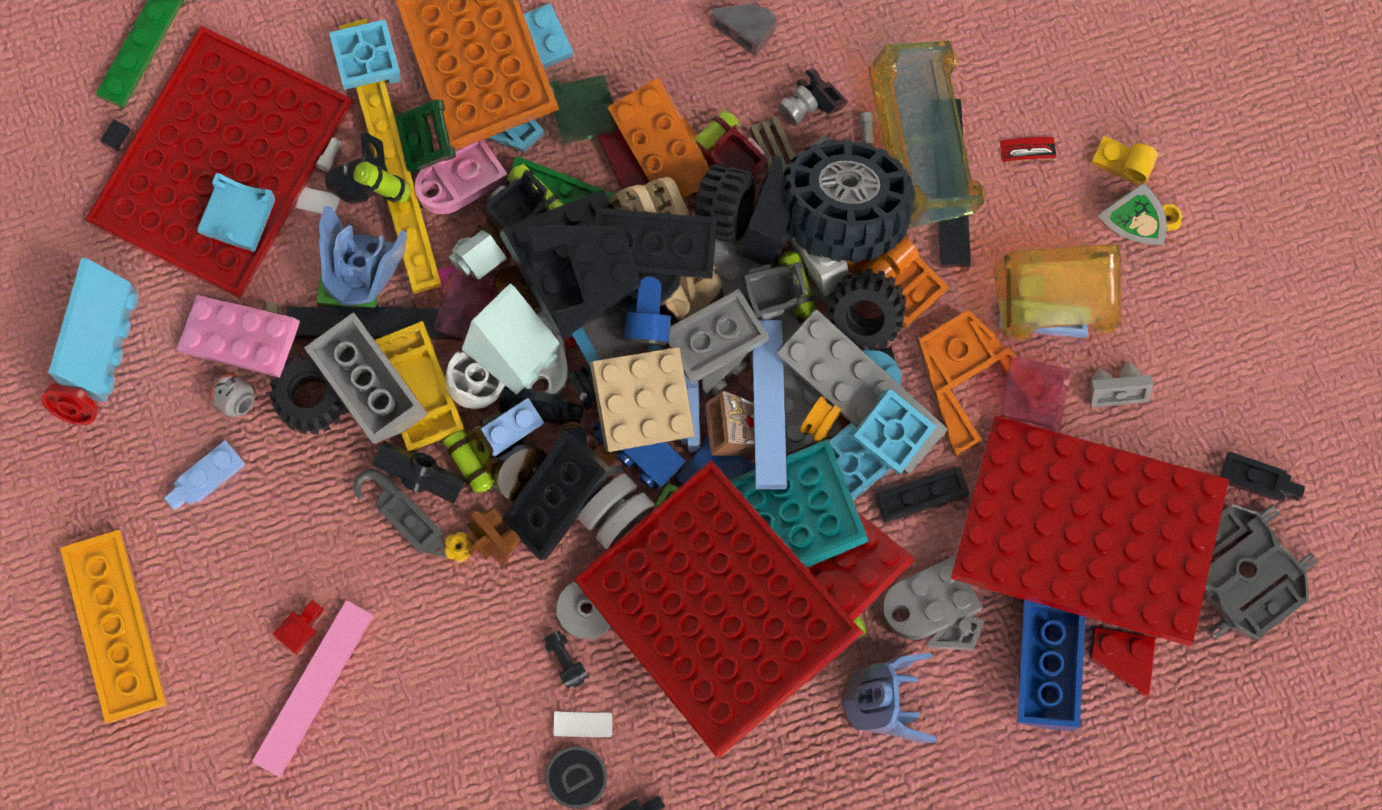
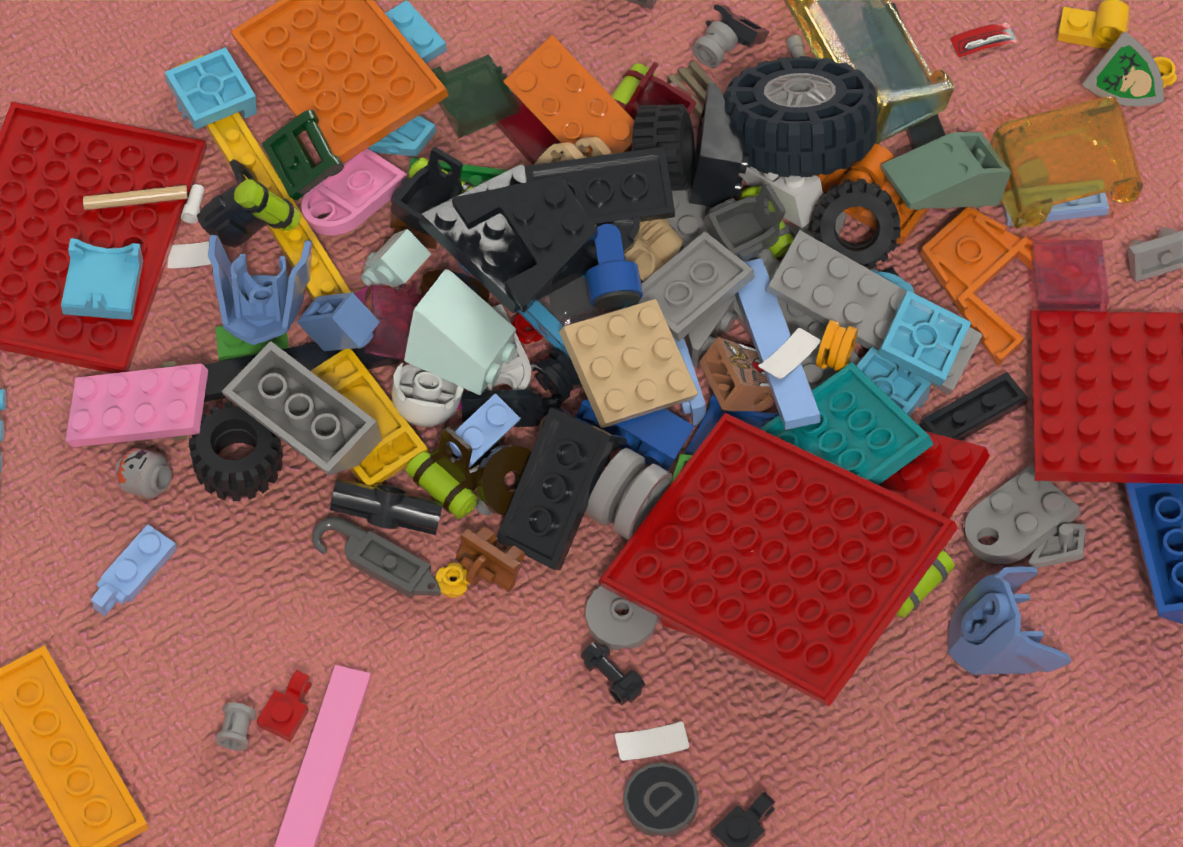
camera: 10 degrees left, 15 degrees down
(254, 635) = (235, 726): none -> light grey bush
(281, 141) = (135, 197): none -> tan bar
(416, 303) = (339, 322): none -> medium blue brick
(777, 421) = (790, 354): none -> white sticker
(957, 280) = (949, 173): none -> sand green slope

